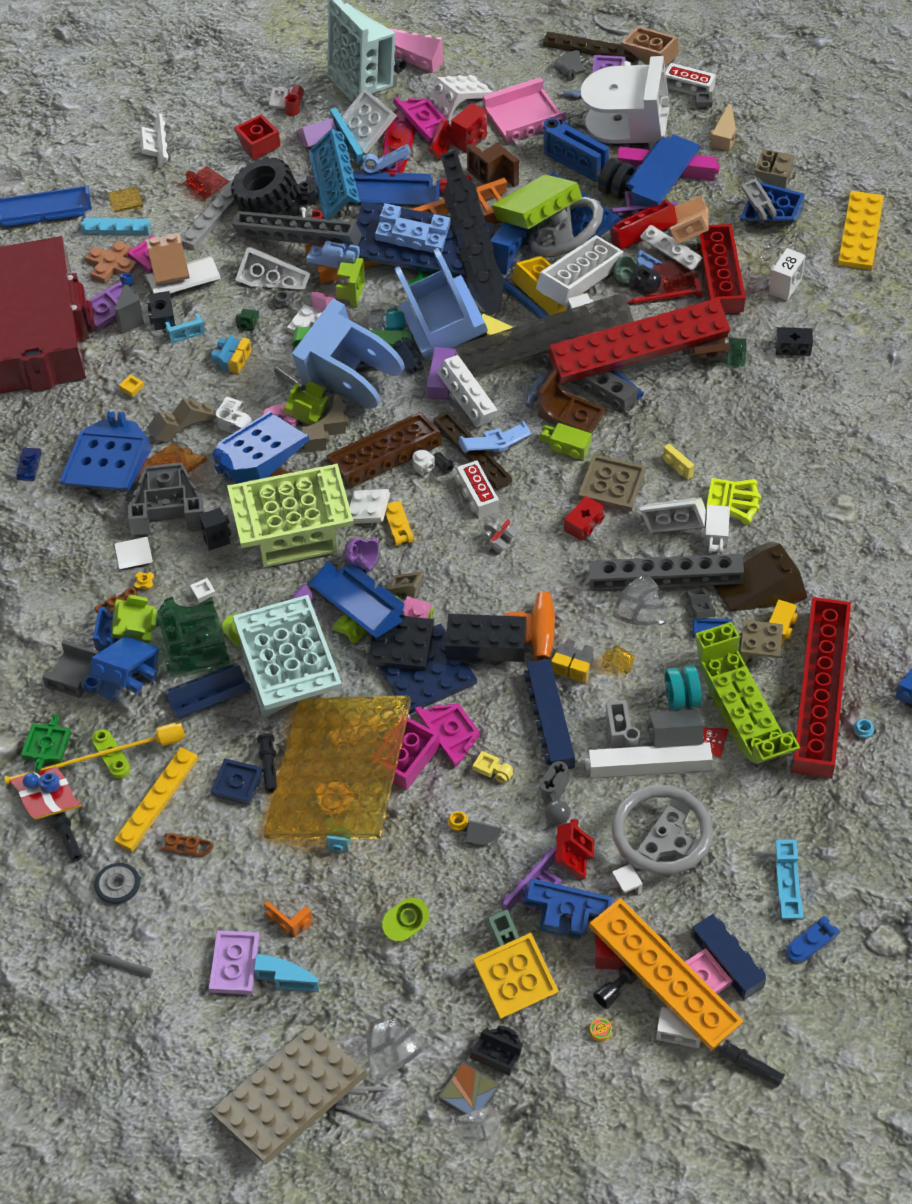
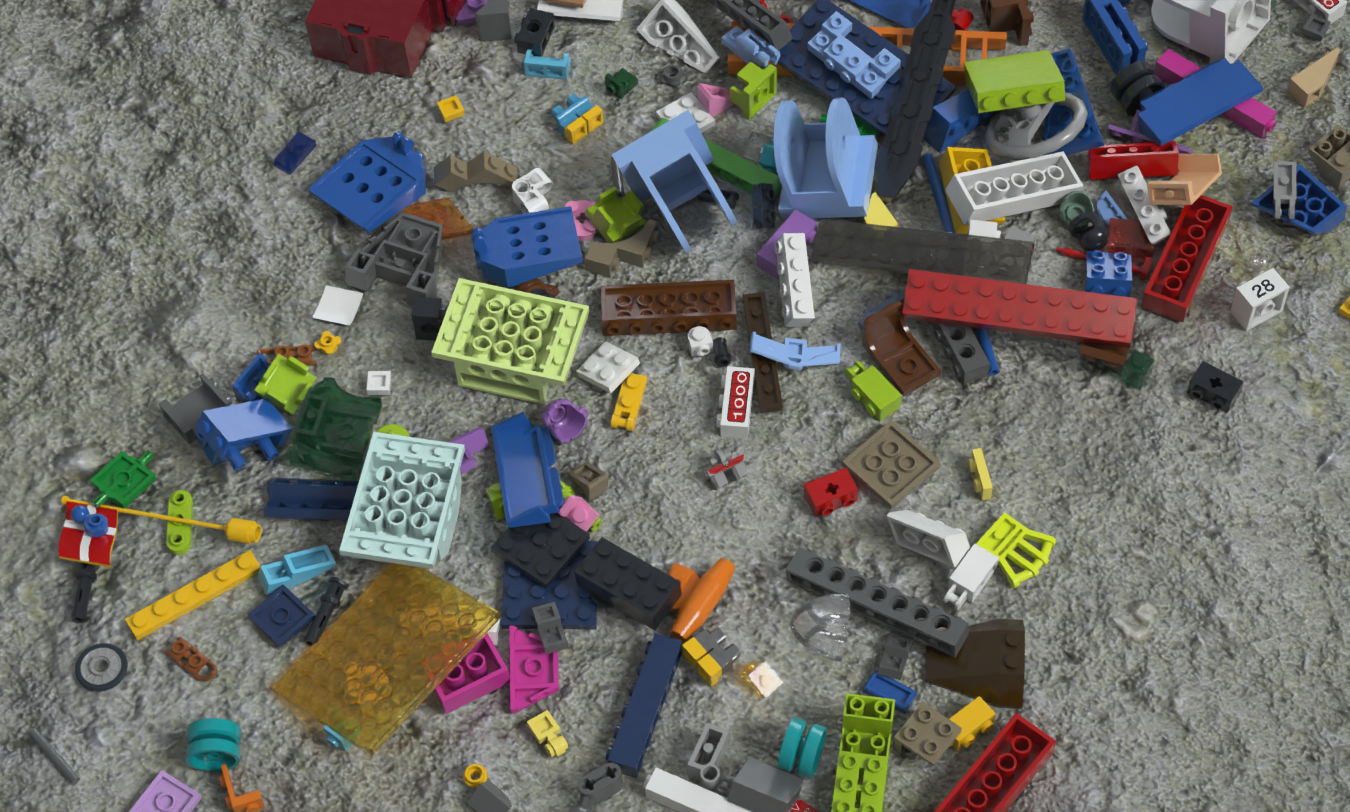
camera: 30 degrees right, 5 degrees up
(225, 744) = (295, 568): none -> medium azure slope
(248, 890) = (213, 744): none -> teal wheel
(445, 693) = (550, 628): none -> dark grey slope
(675, 297) = (1108, 273): none -> blue bracket

